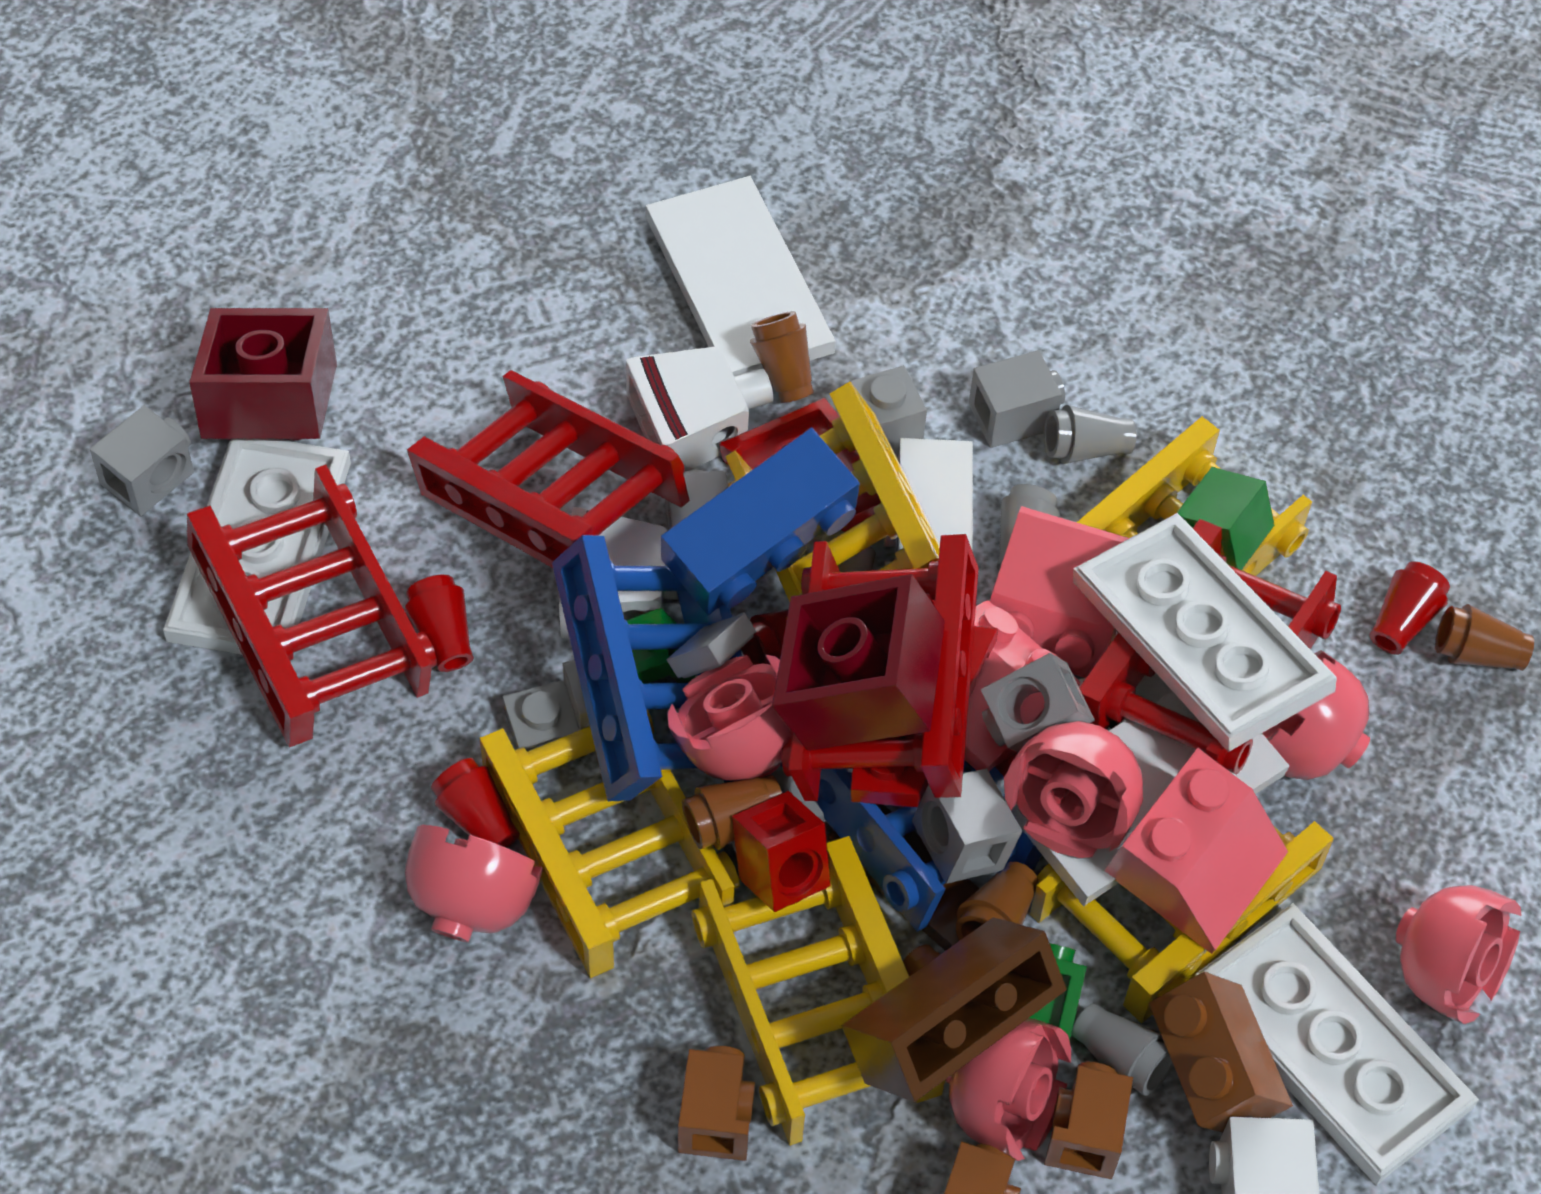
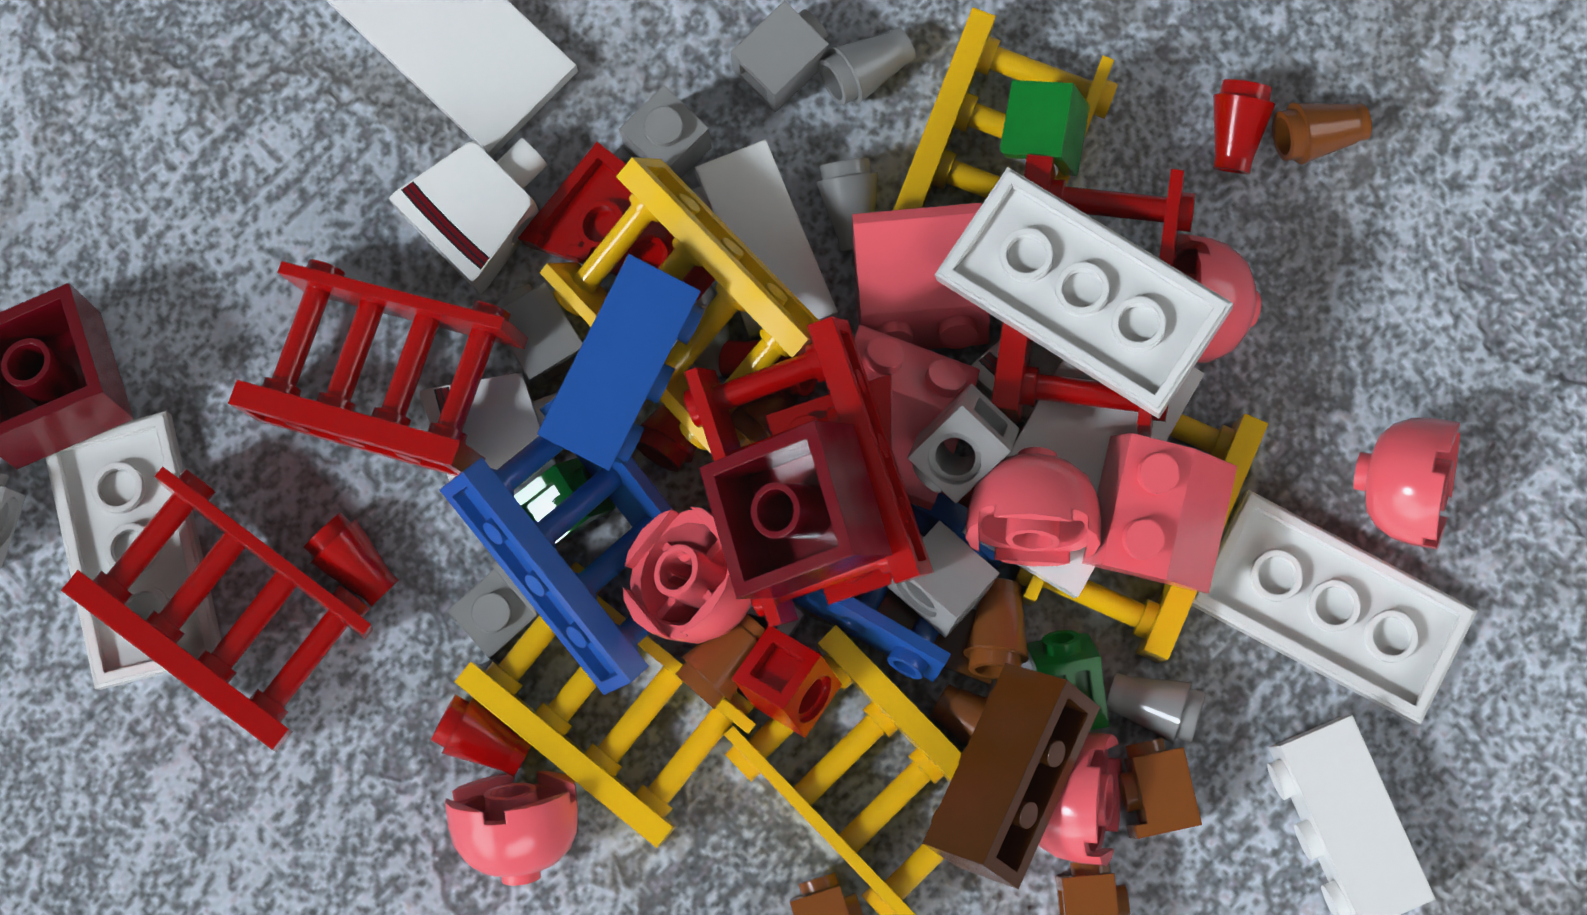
camera: 20 degrees left, 25 degrees up
(712, 646) = (630, 506): light grey tile -> none
(784, 354) = (534, 111): dark orange cone -> none
(1219, 1052) = (1247, 683): dark orange brick -> none

